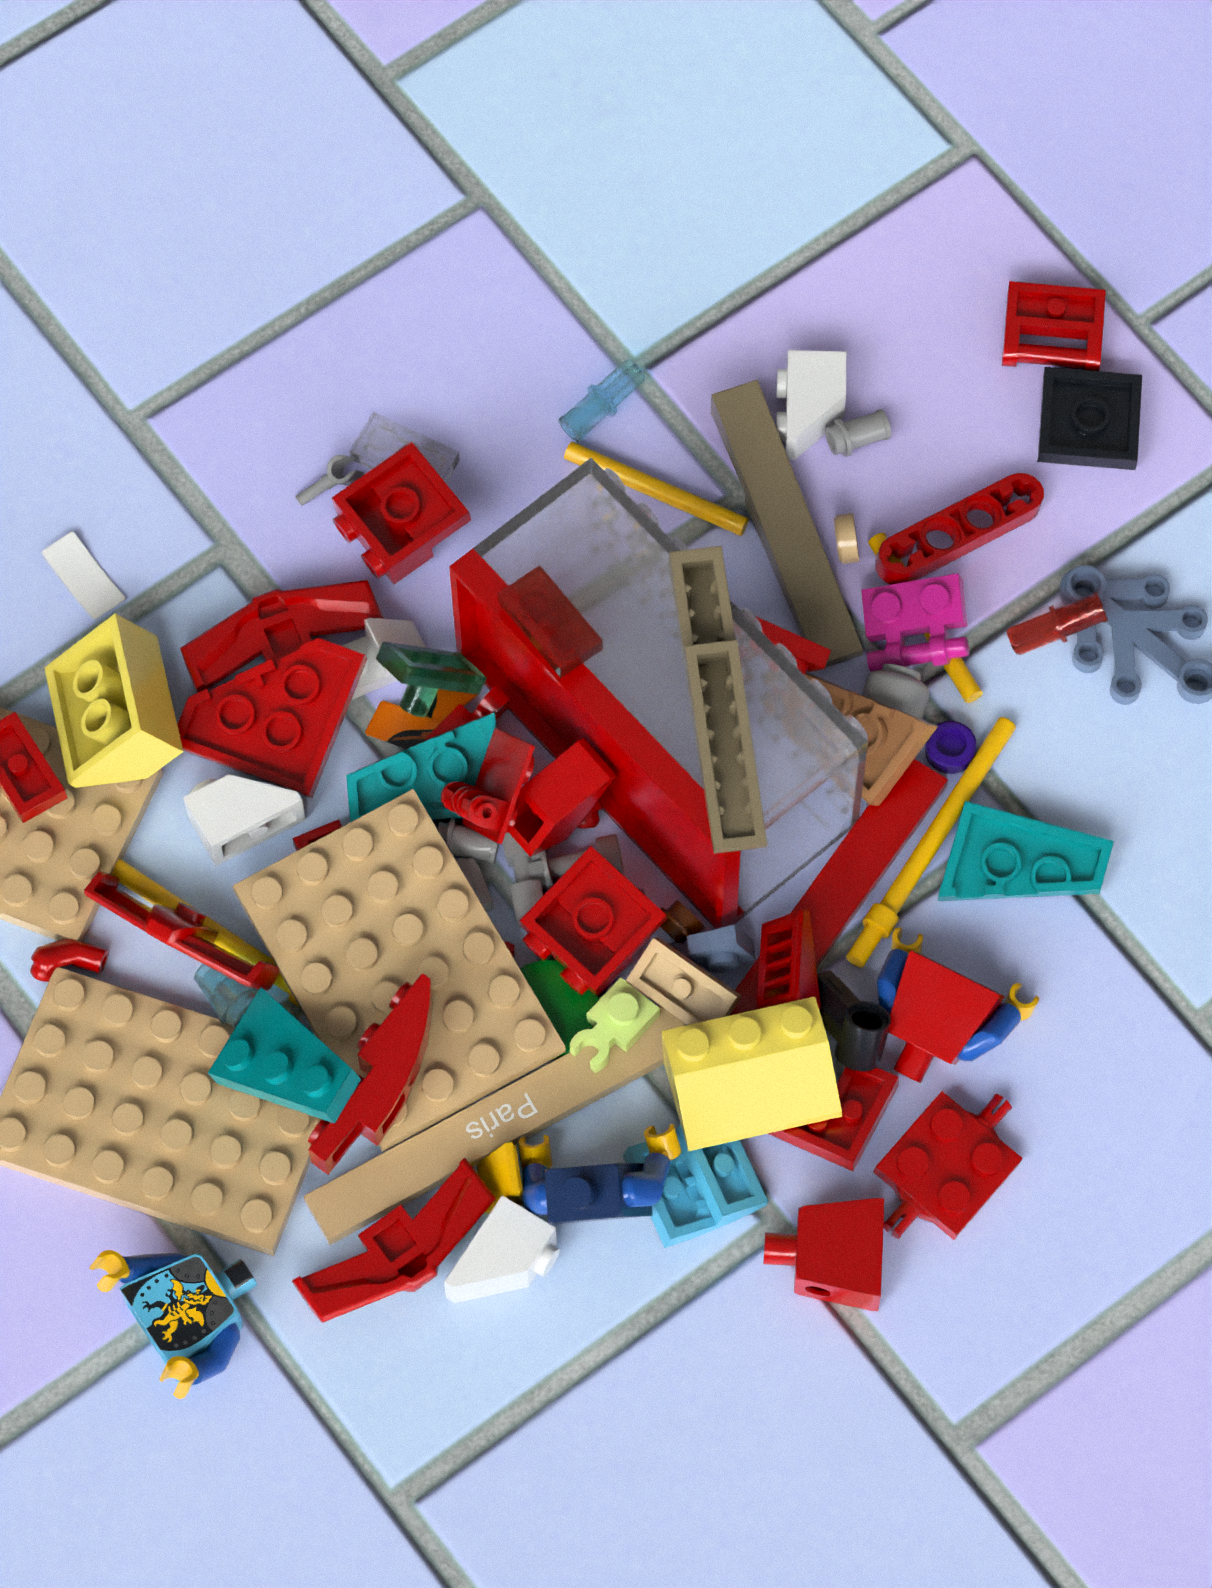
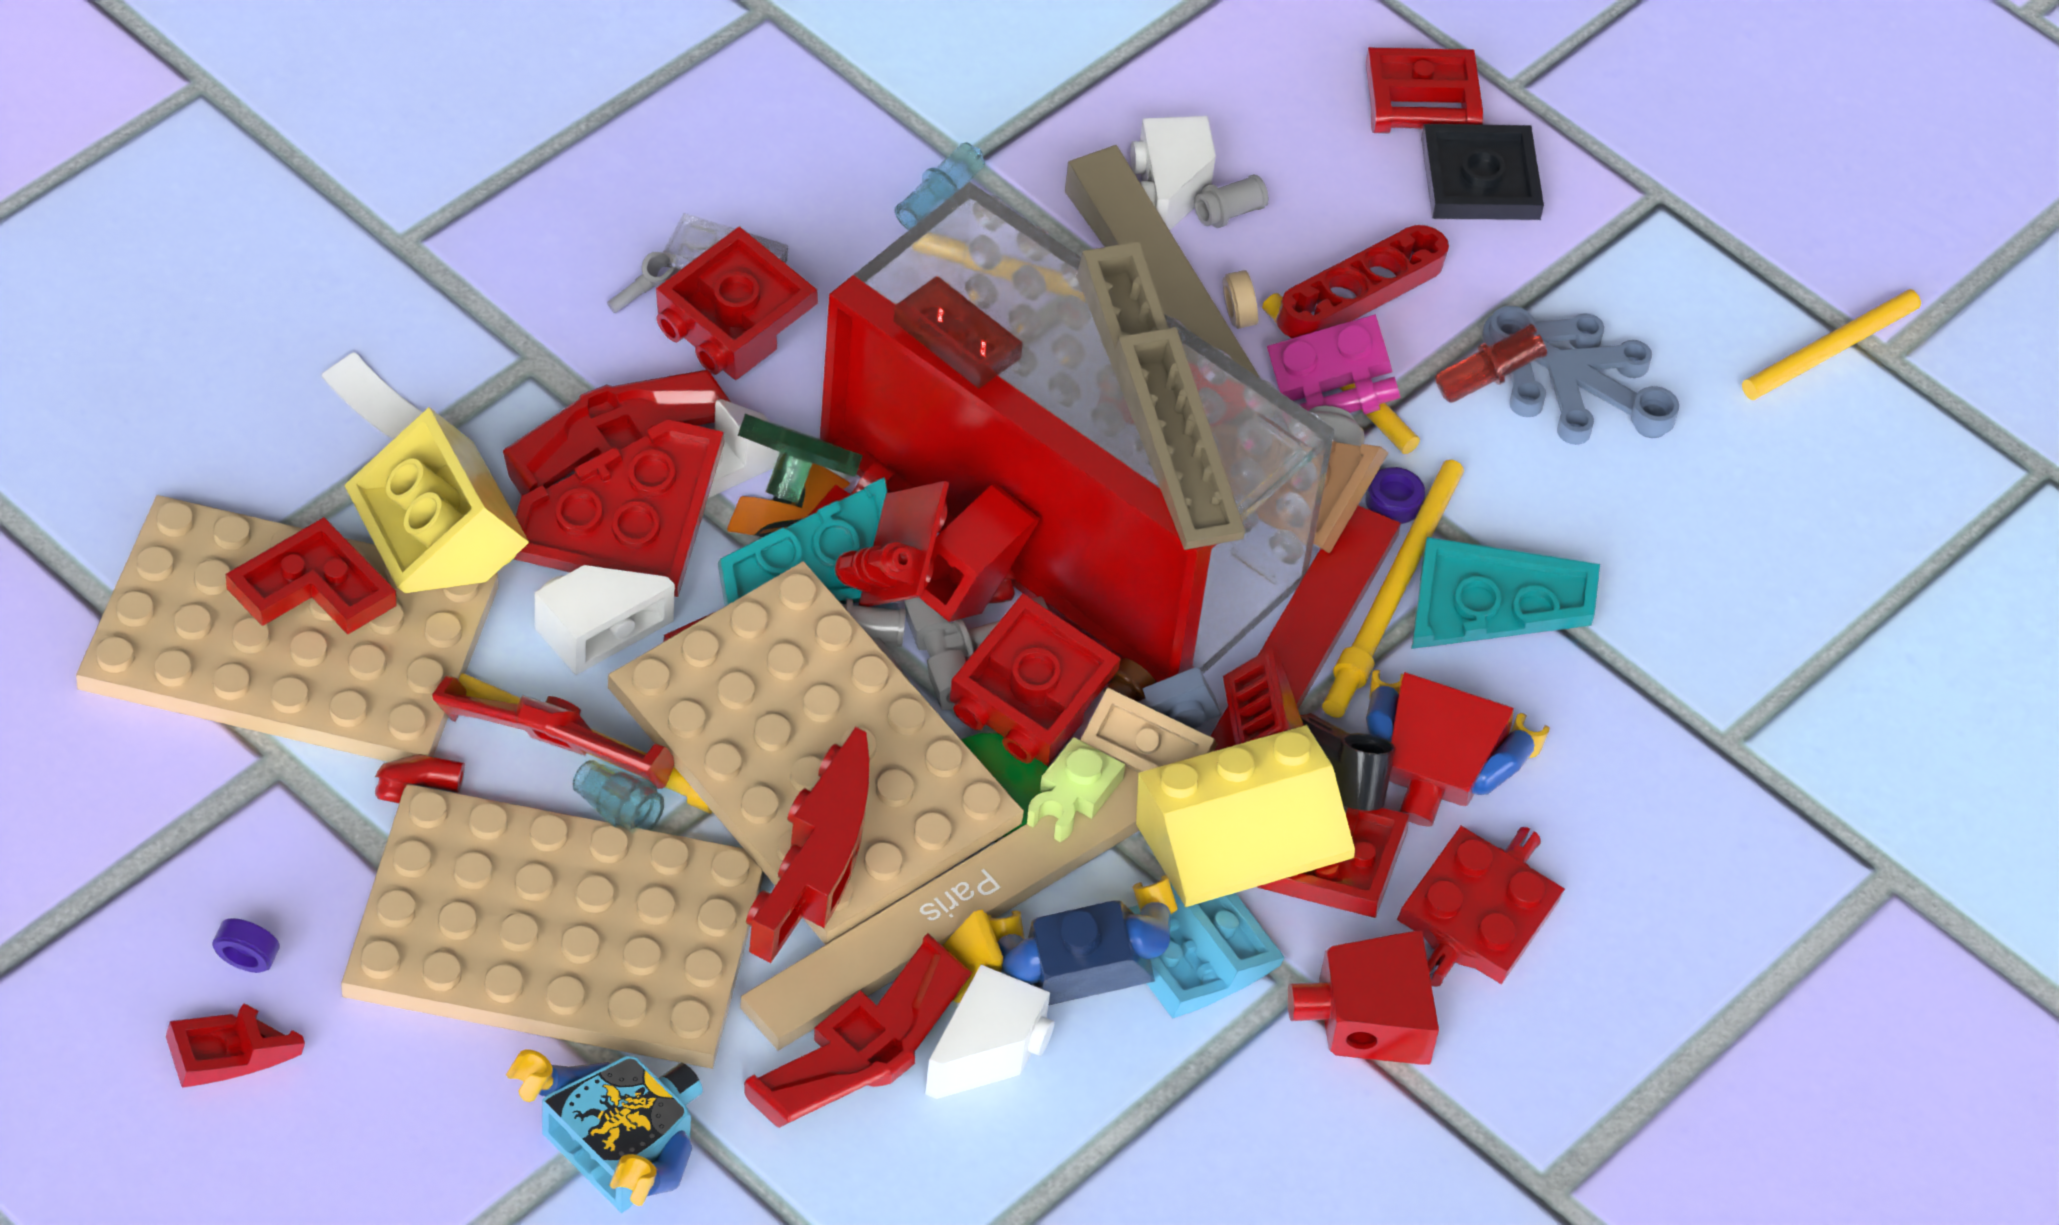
camera: 15 degrees left, 15 degrees down
(283, 1062) = (704, 842): teal wing -> none

